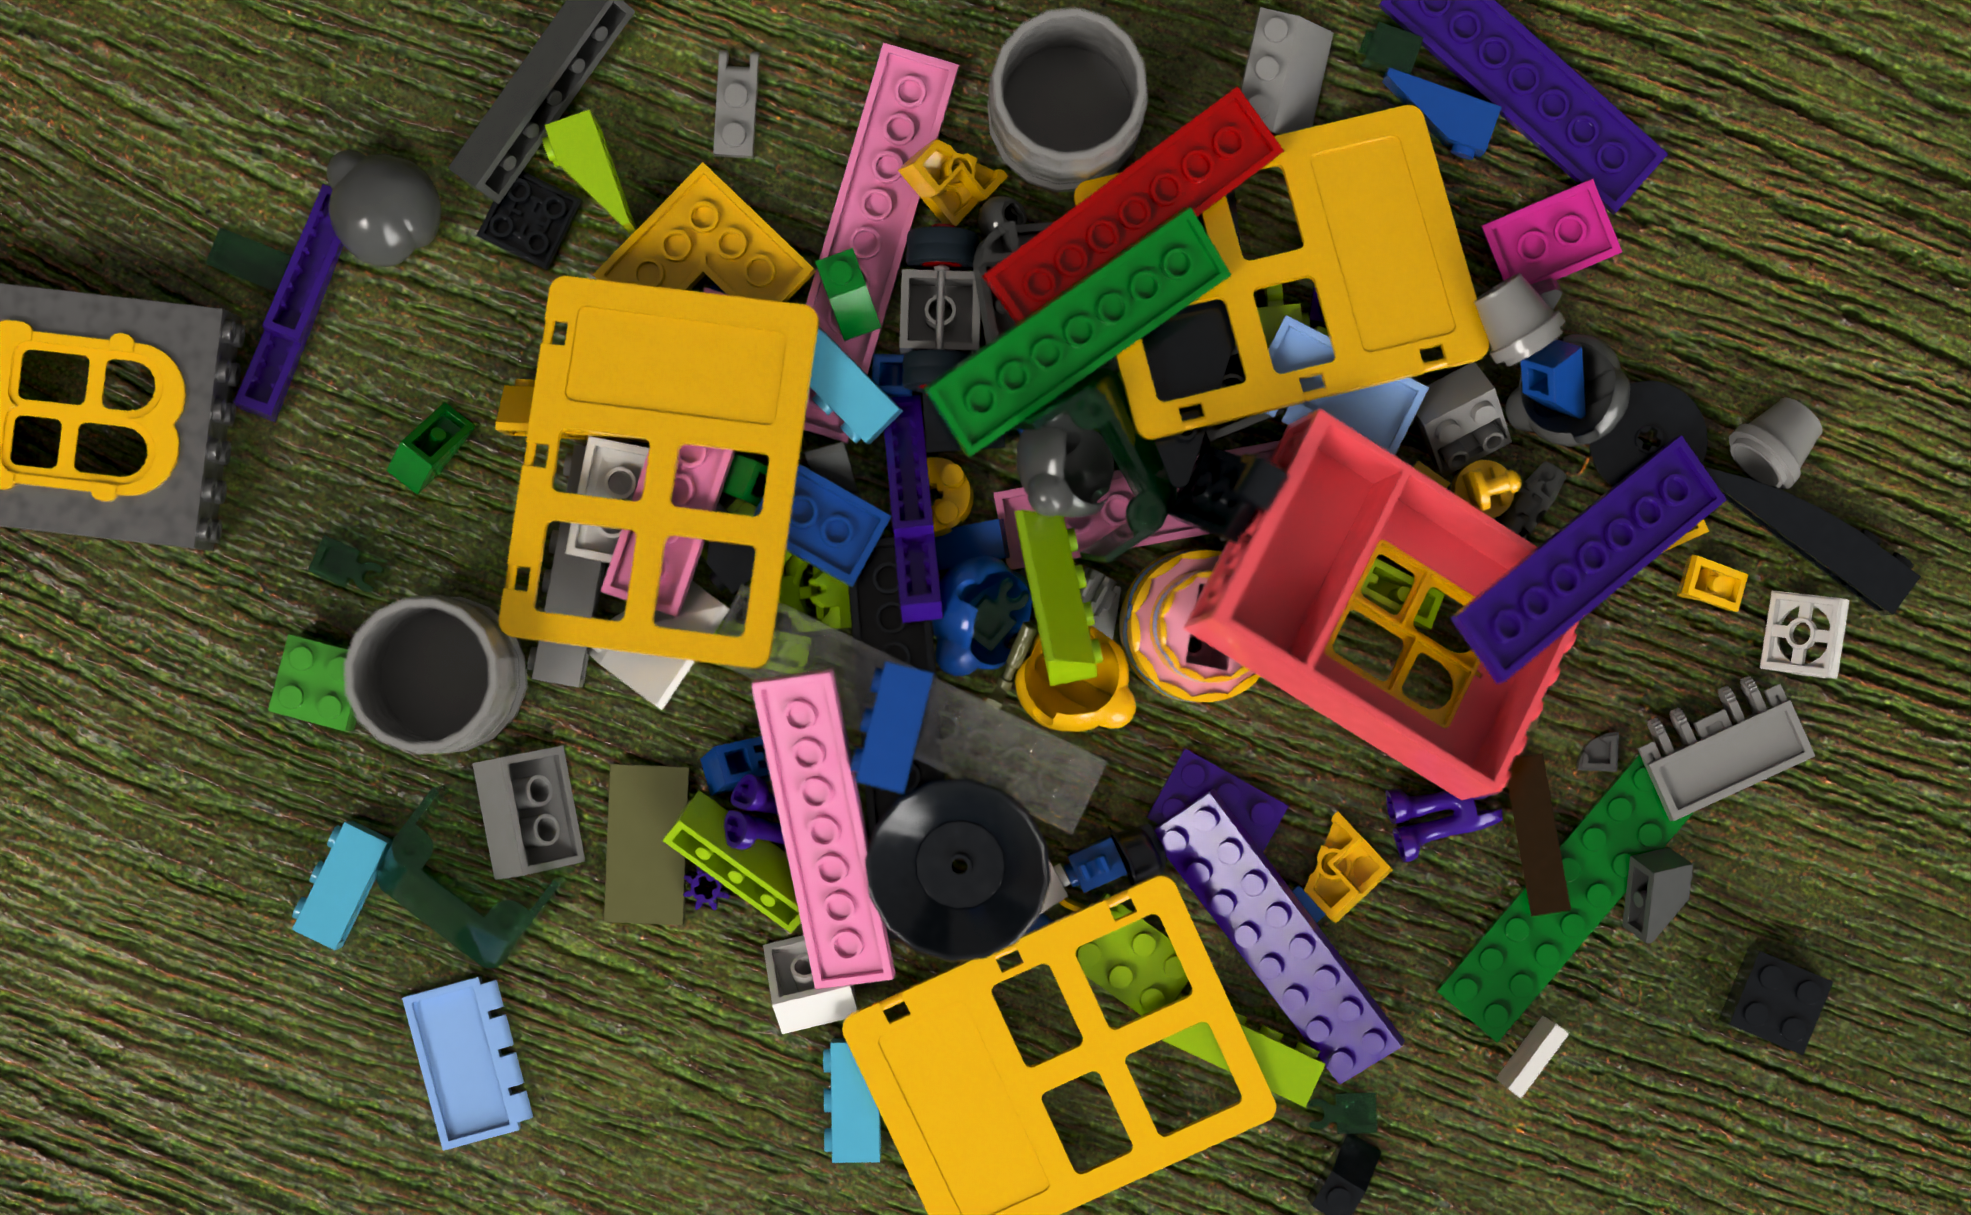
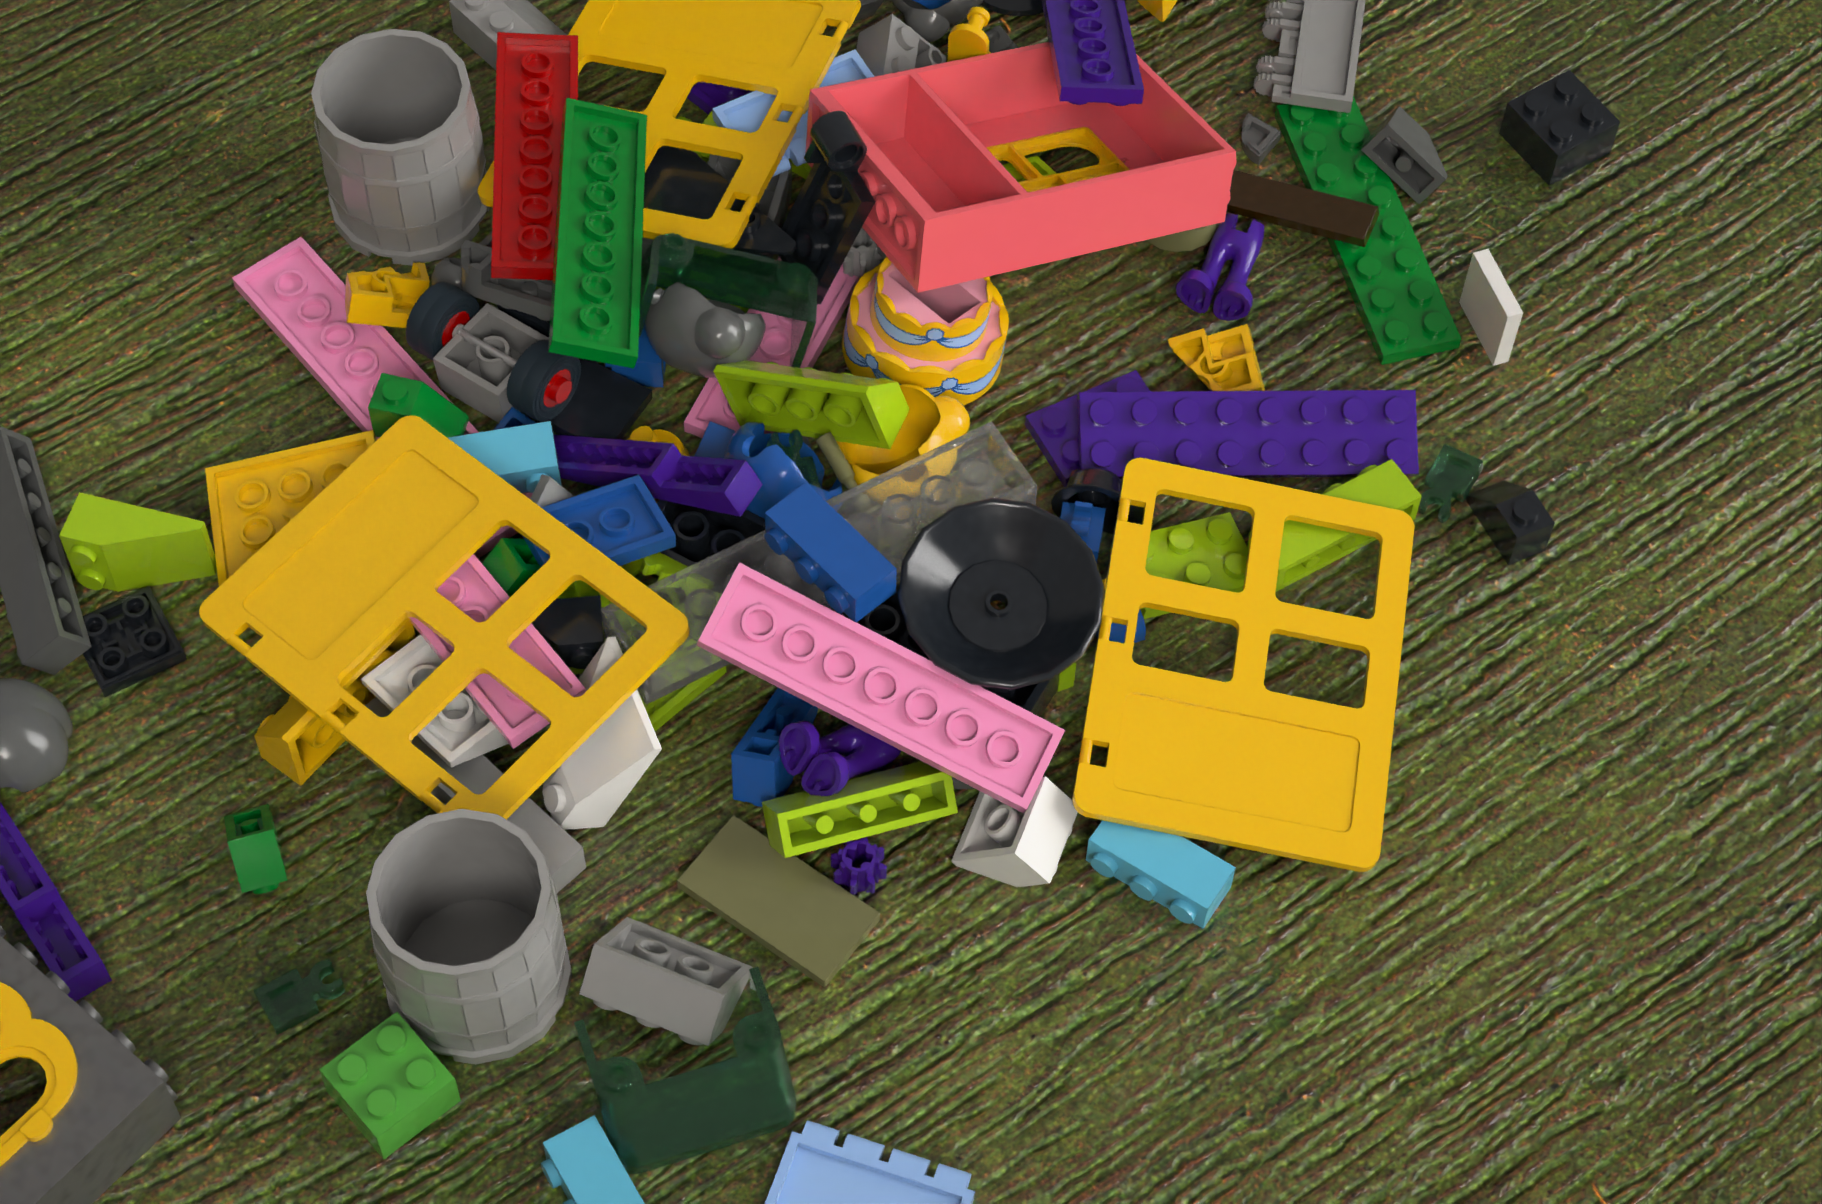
camera: 60 degrees left, 30 degrees down
(736, 108) = (183, 424): light grey hinge -> none

